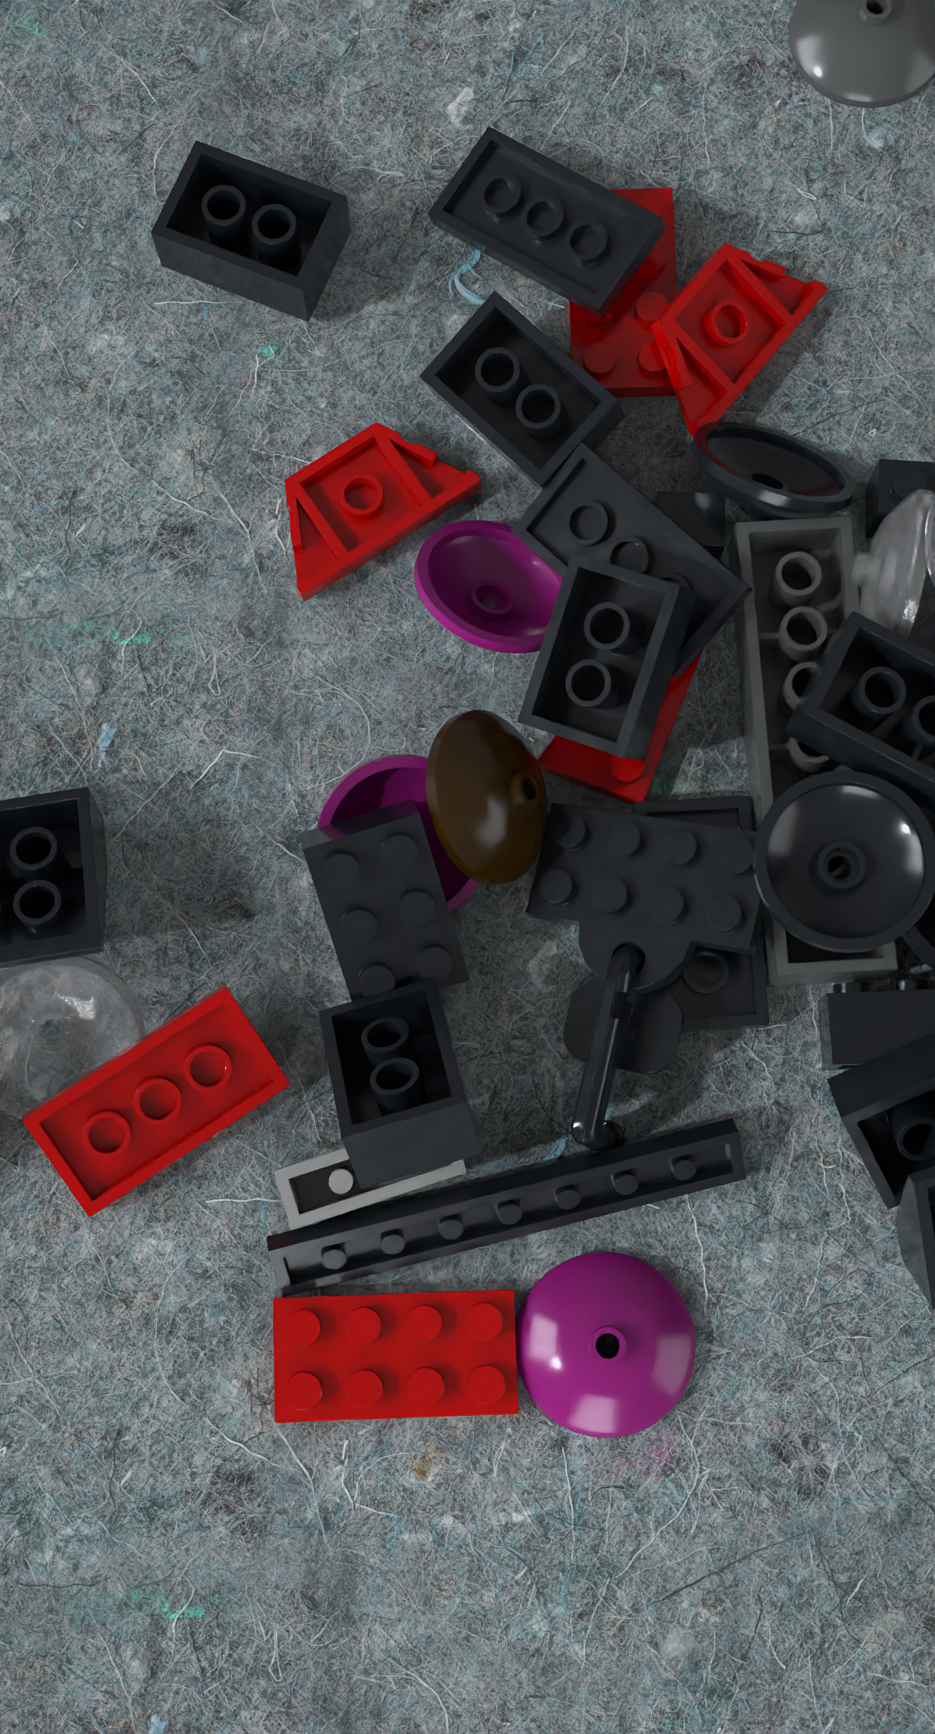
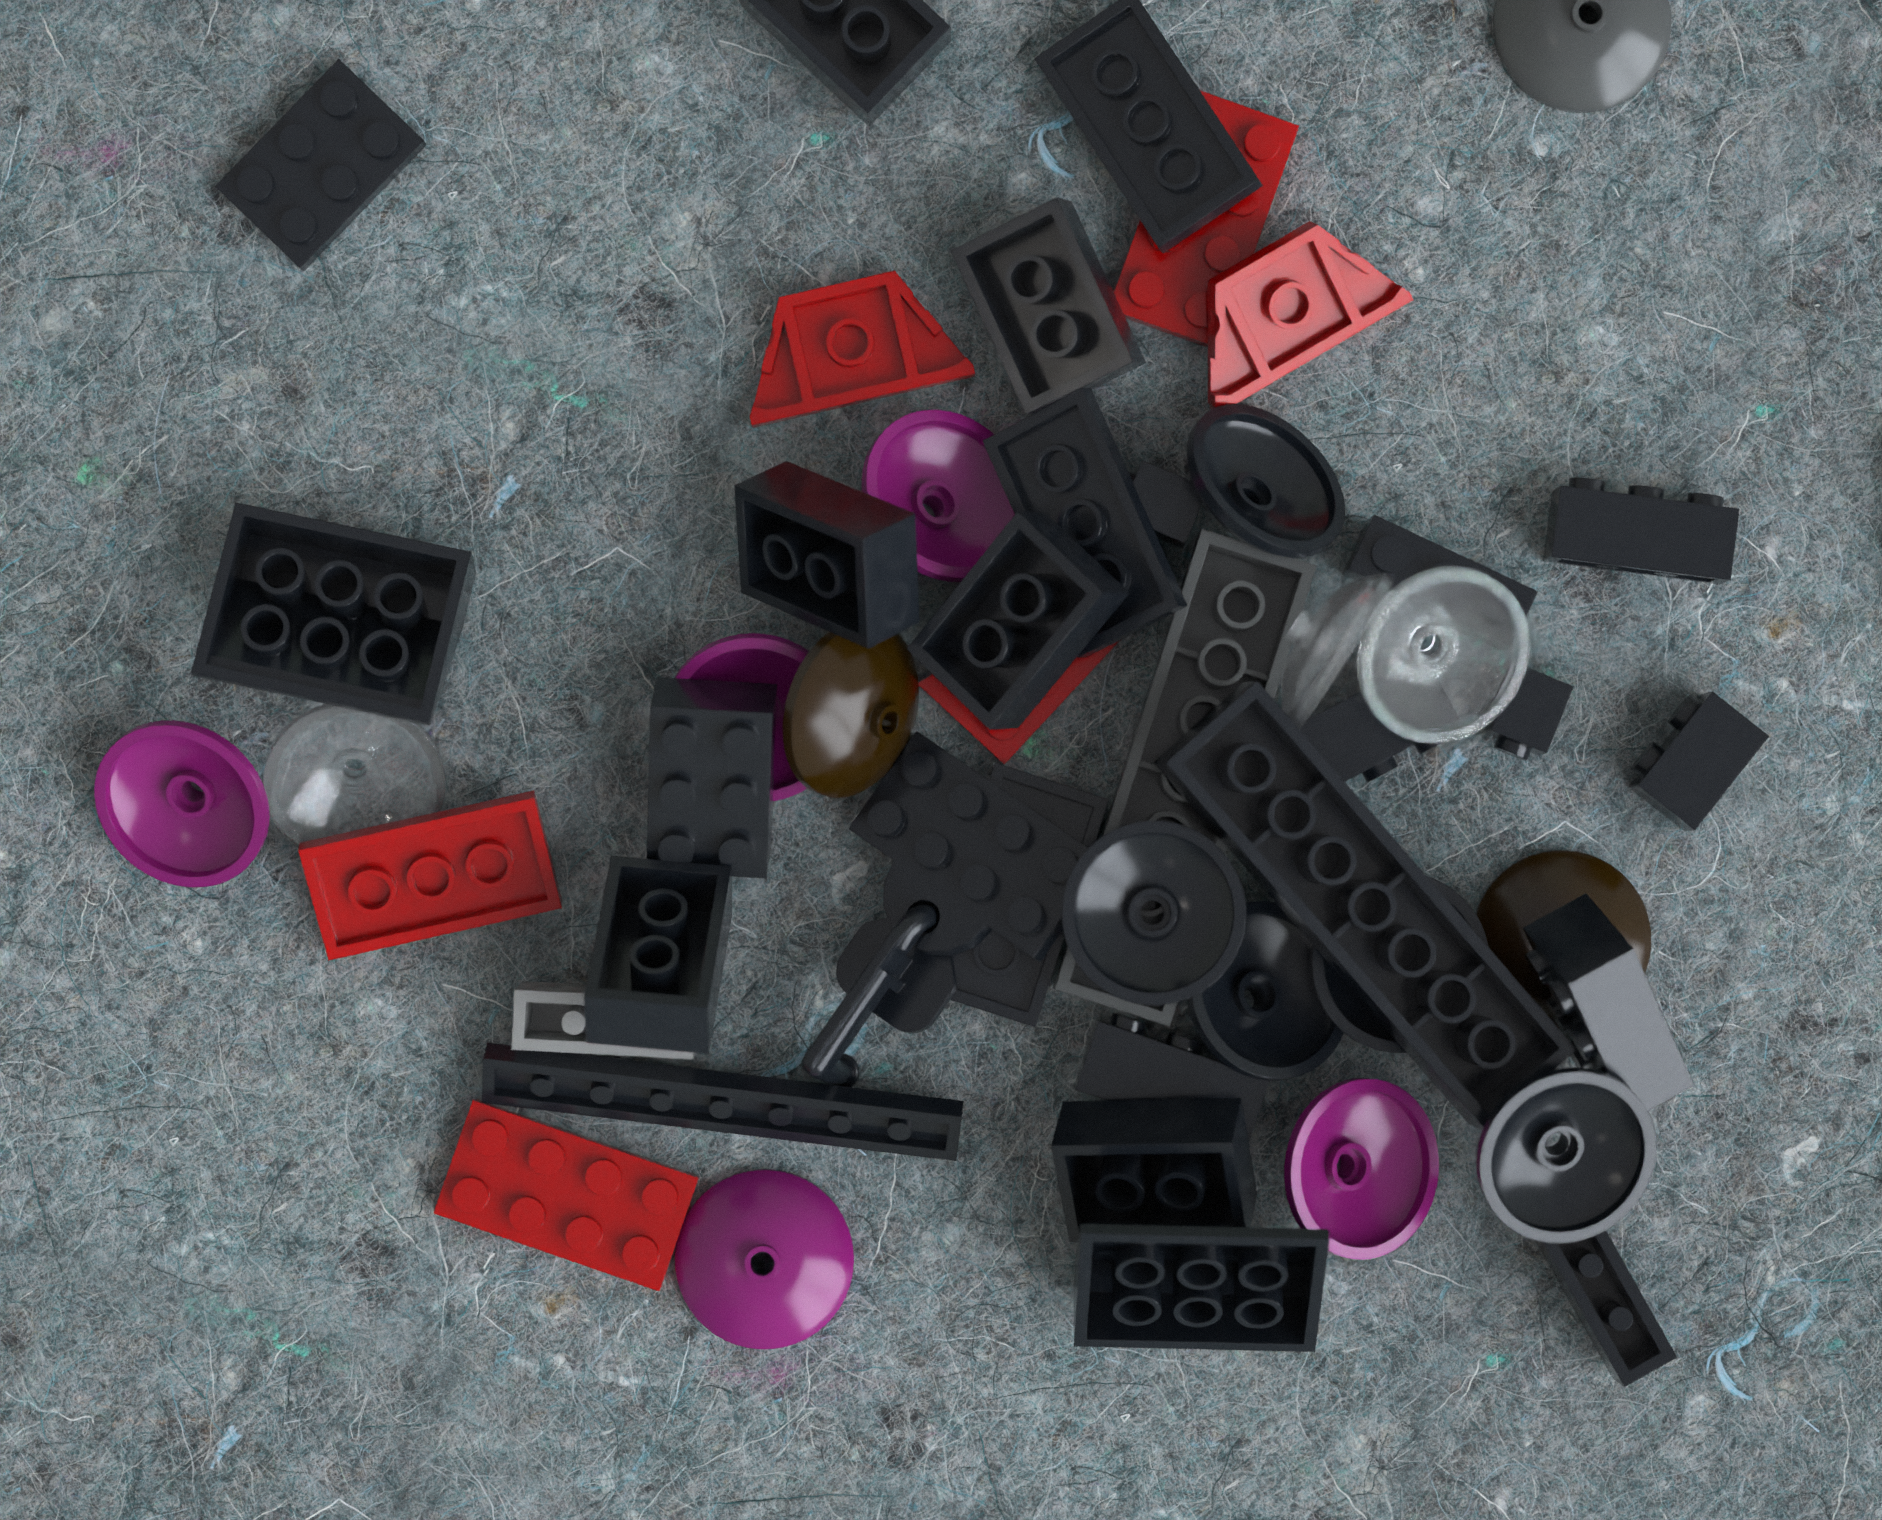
camera: 20 degrees right, 10 degrees up
(414, 661) = (827, 553): none -> black brick

